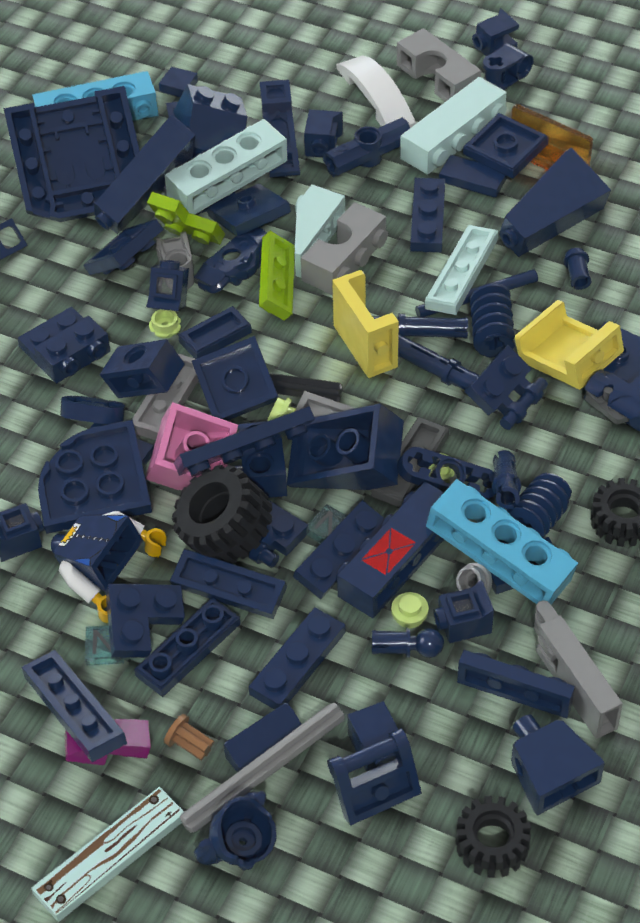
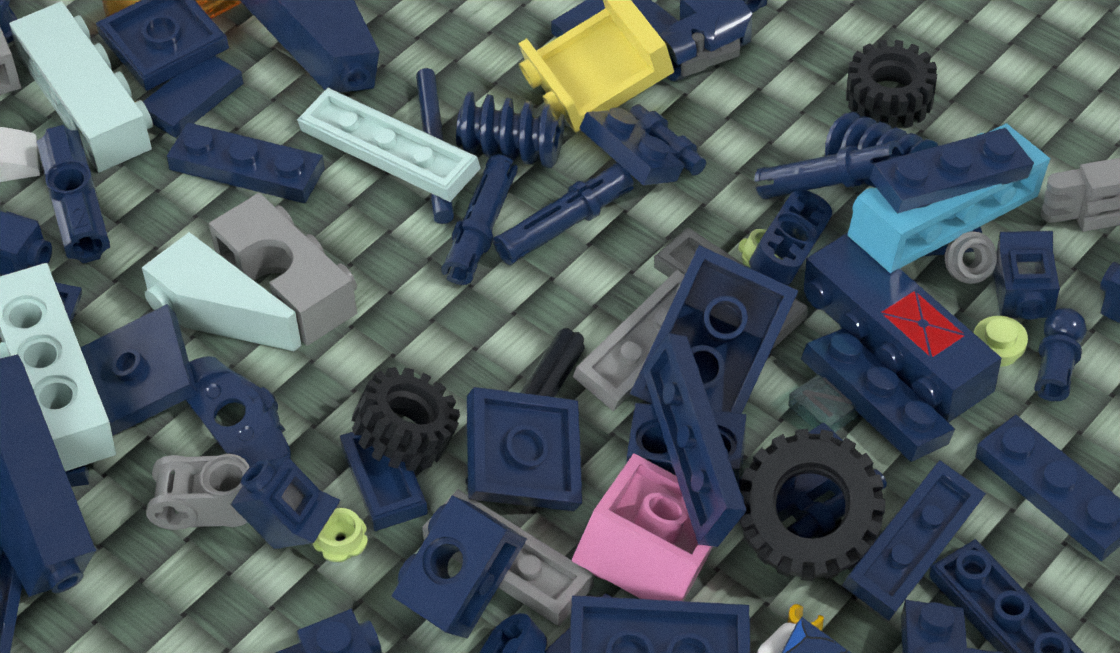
camera: 75 degrees left, 0 degrees up
(121, 250) = (155, 554): dark blue plate -> none
(179, 220) = (117, 465): lime plate -> none
(248, 307) = (395, 437): none -> black tyre
(277, 276) = (298, 363): lime plate -> none
(281, 408) = (601, 411): yellowish green plate -> none
(368, 339) = (475, 270): light yellow panel -> none
(504, 528) = (951, 170): none -> dark blue plate
(576, 261) = (437, 25): dark blue pin -> none

